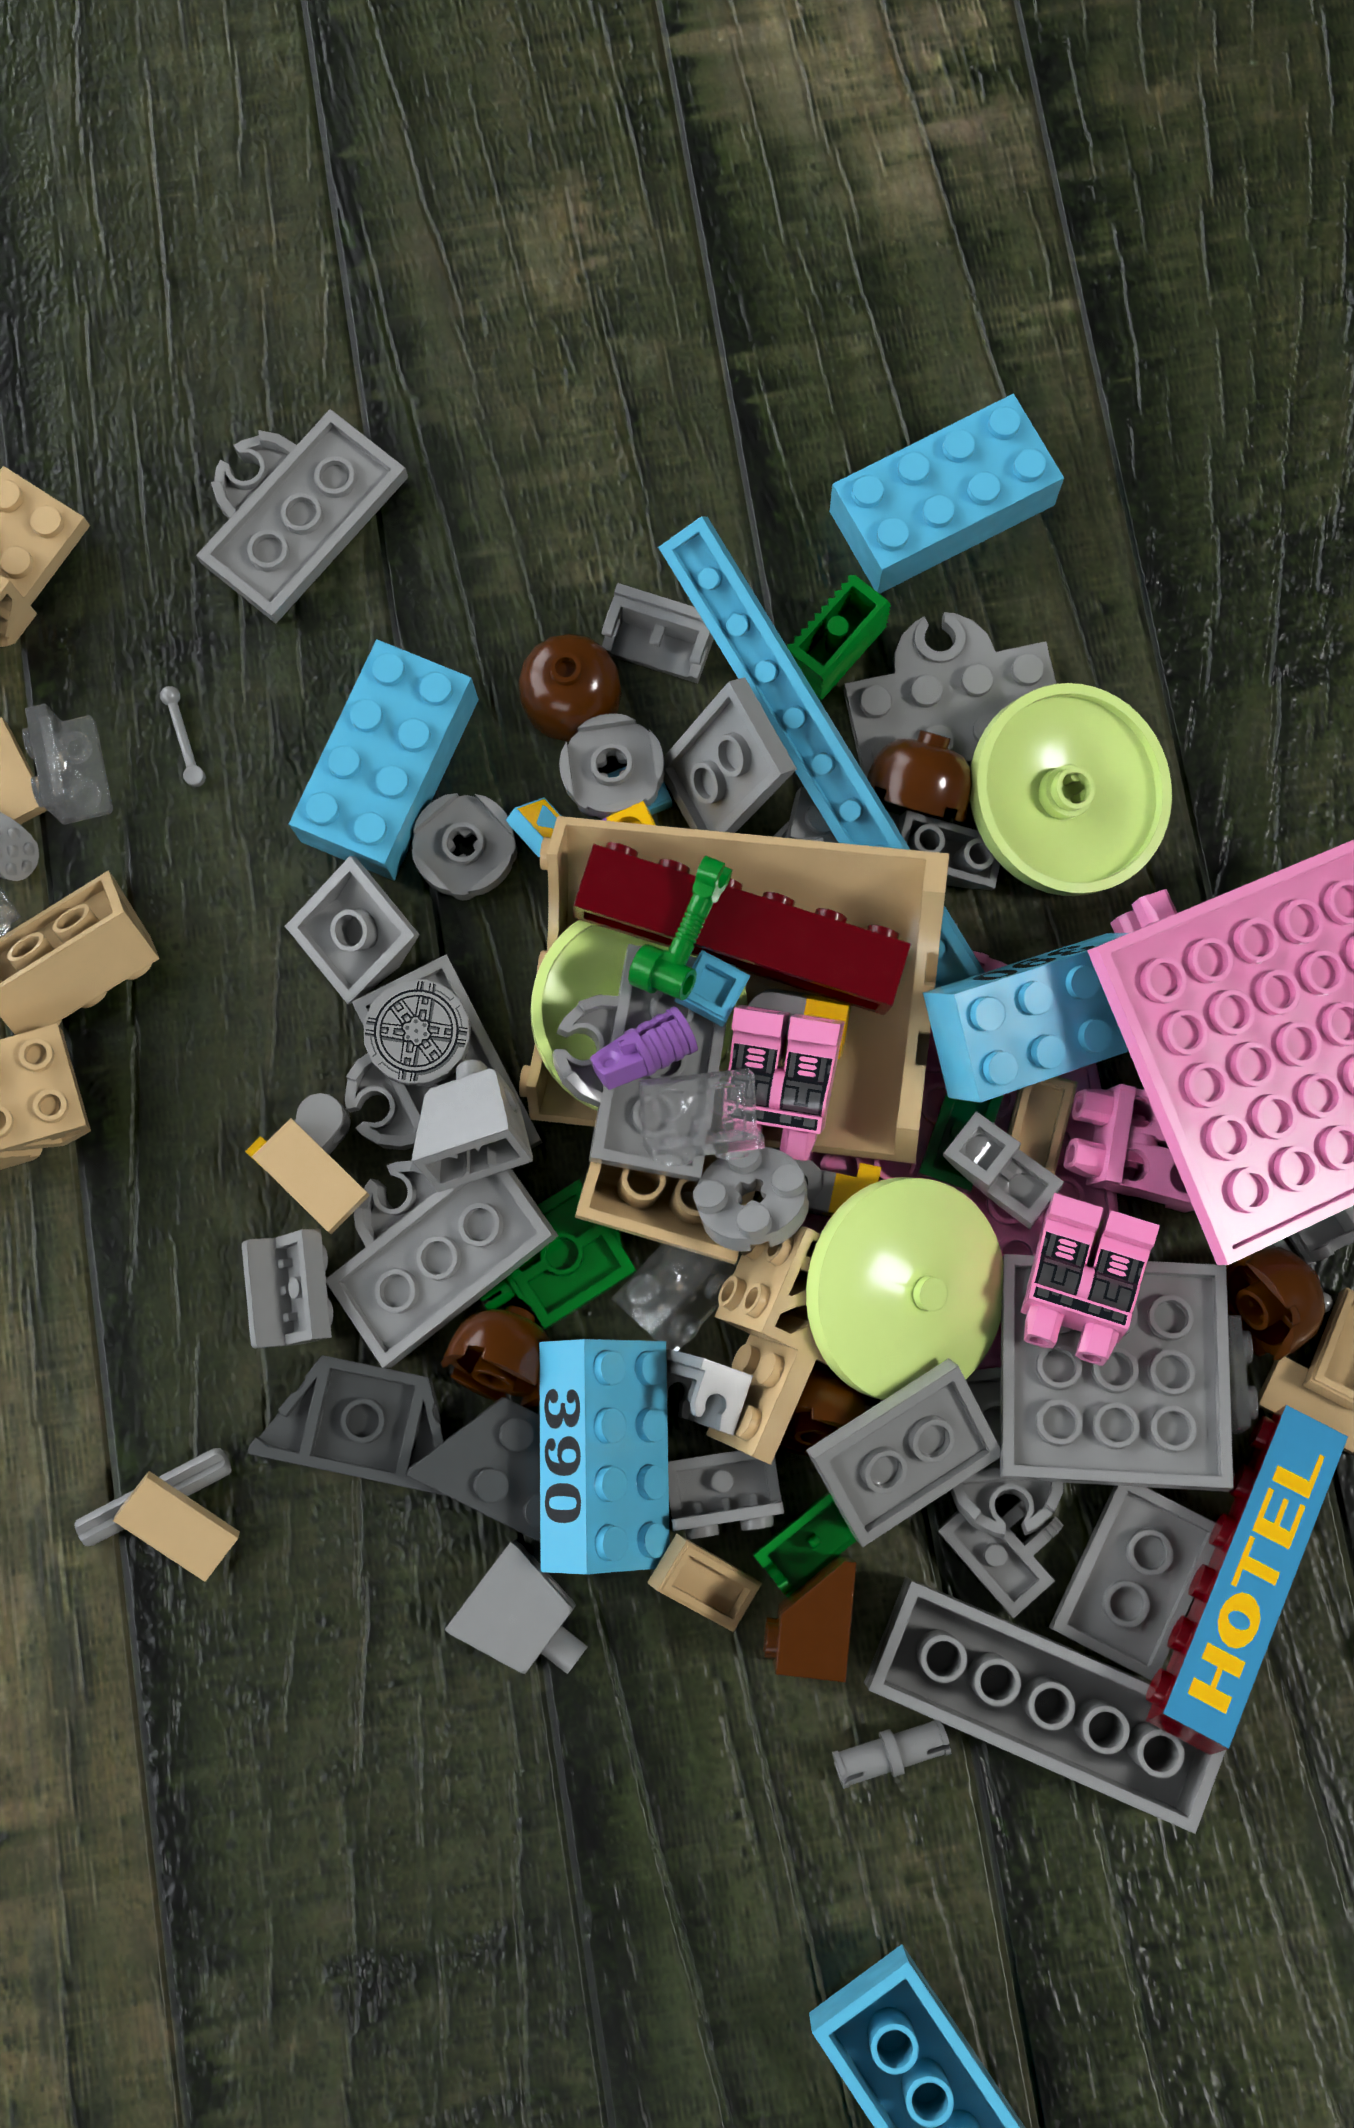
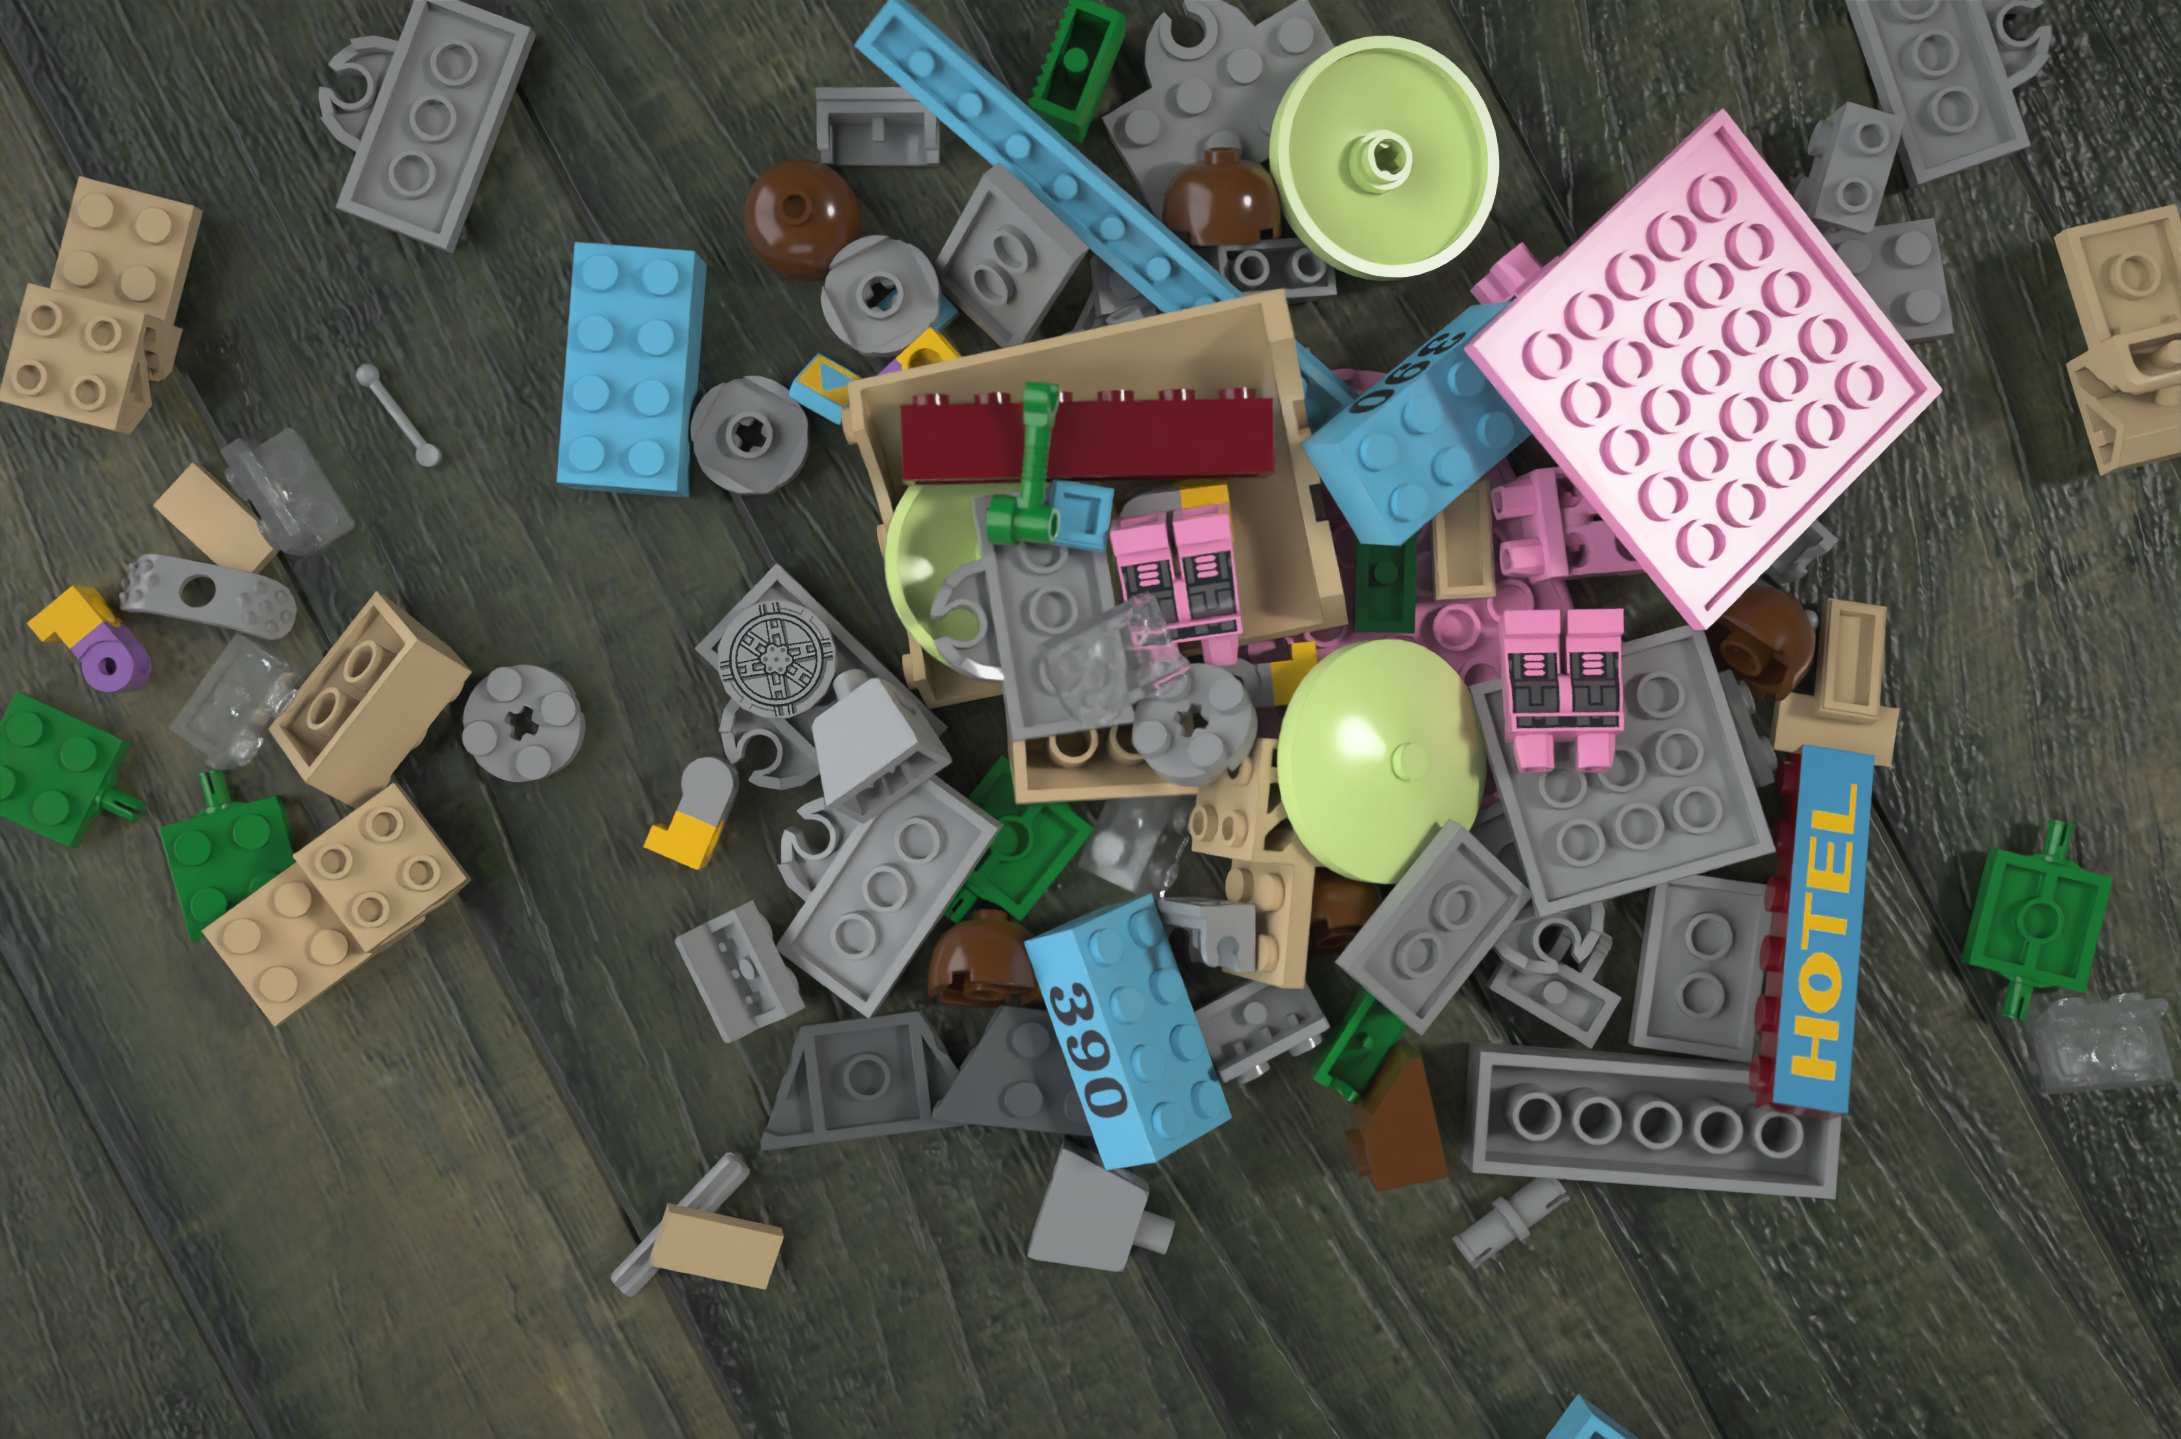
camera: 30 degrees left, 10 degrees up
(156, 1012) = (491, 735): none -> light grey plate
(310, 1176) = (722, 850): tan tile -> none
(353, 931) = (666, 570): light grey slope -> none
(645, 1049) = (1031, 609): medium lavender hinge -> none
(704, 1583) = (1271, 1120): tan tile -> none
(1001, 1170) = (1441, 601): light grey slope -> none

